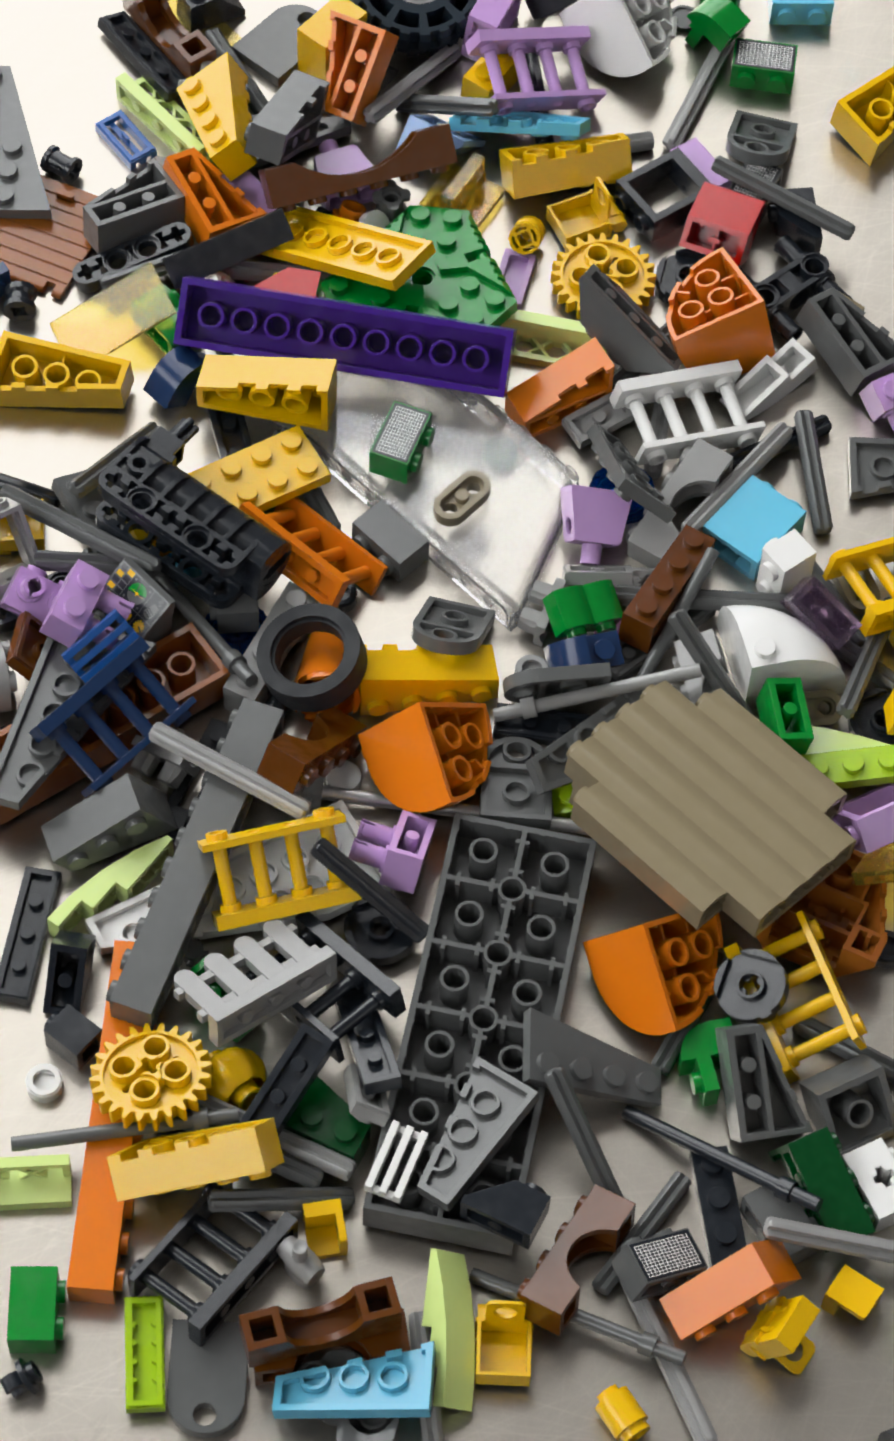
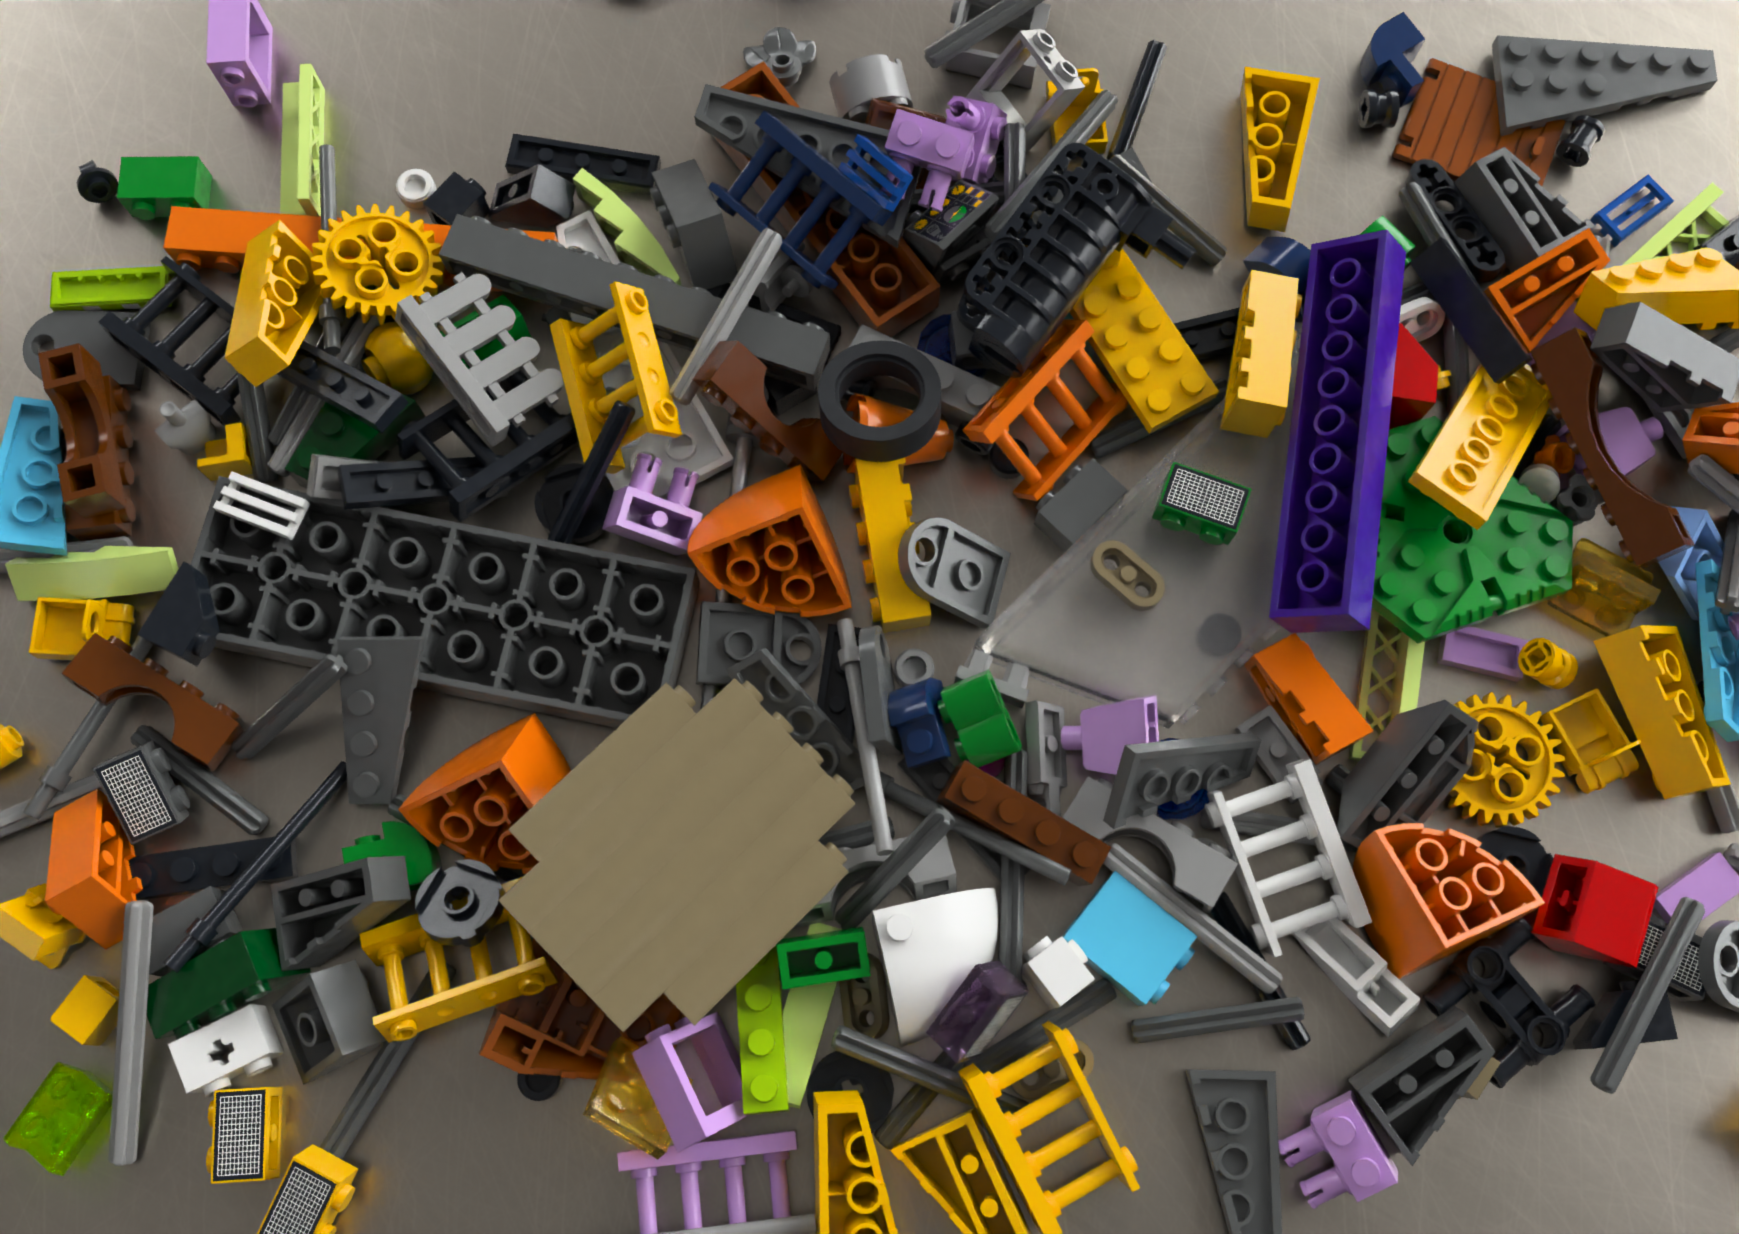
camera: 90 degrees right, 15 degrees up
(116, 313) = (1363, 197): clear yellow piece -> none
(231, 658) = (888, 325): dark grey bar -> none
(346, 776) = (764, 465): white tile -> none
(483, 1120) = (295, 592): wing -> none
(646, 221) = (1601, 846): black window -> none

